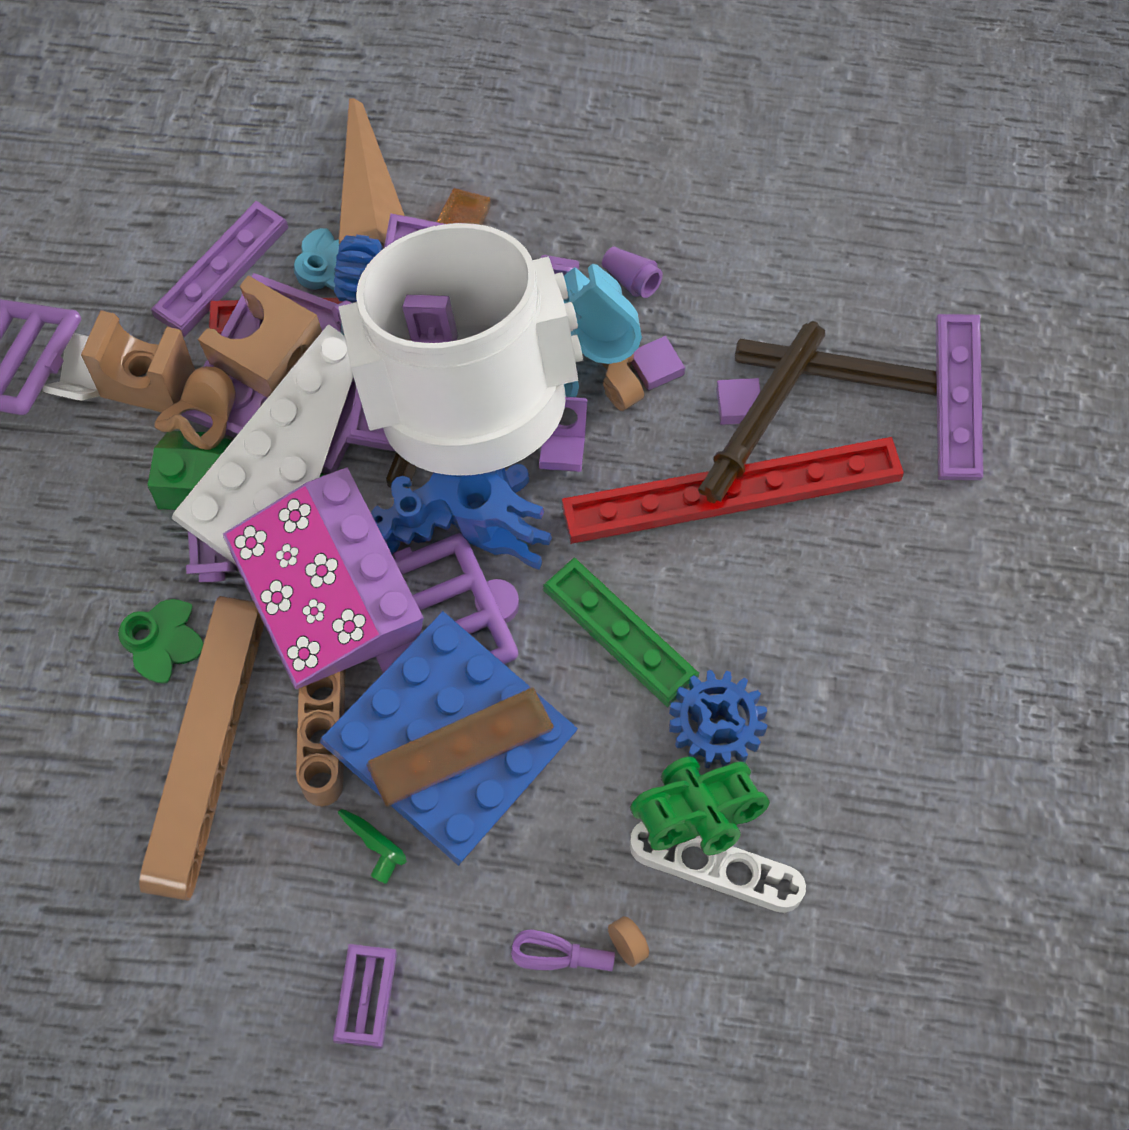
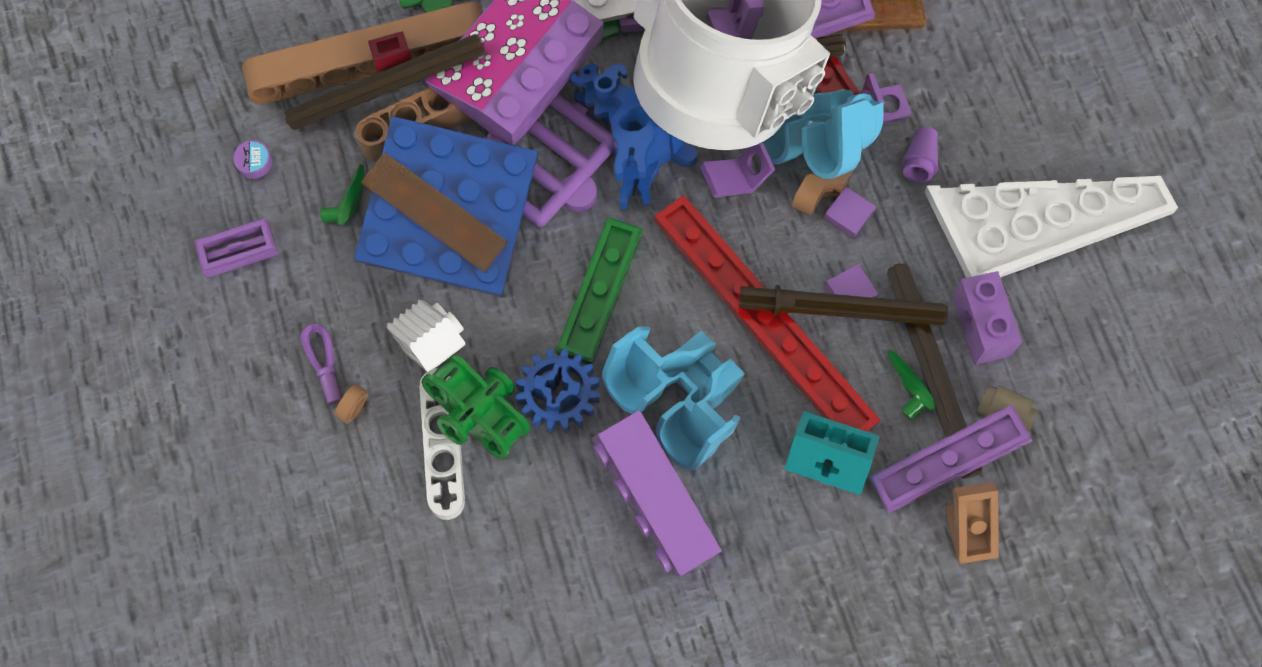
camera: 65 degrees right, 5 degrees up
(236, 708) = (389, 51): none -> dark red tile
(263, 930) = (253, 159): none -> tile
(267, 734) = (385, 81): none -> dark brown axle
(596, 819) = (427, 334): none -> white brick
(750, 218) = (1038, 220): none -> white wing
(830, 602) = (691, 428): none -> medium azure piece
(832, 298) = (986, 317): none -> medium lavender brick
(871, 672) = (656, 494): none -> medium lavender wedge
(878, 393) = (912, 383): none -> green bar
(909, 492) = (832, 452): none -> teal brick
(919, 331) = (999, 398): none -> dark tan brick
(1027, 408) = (974, 522): none -> medium nougat slope

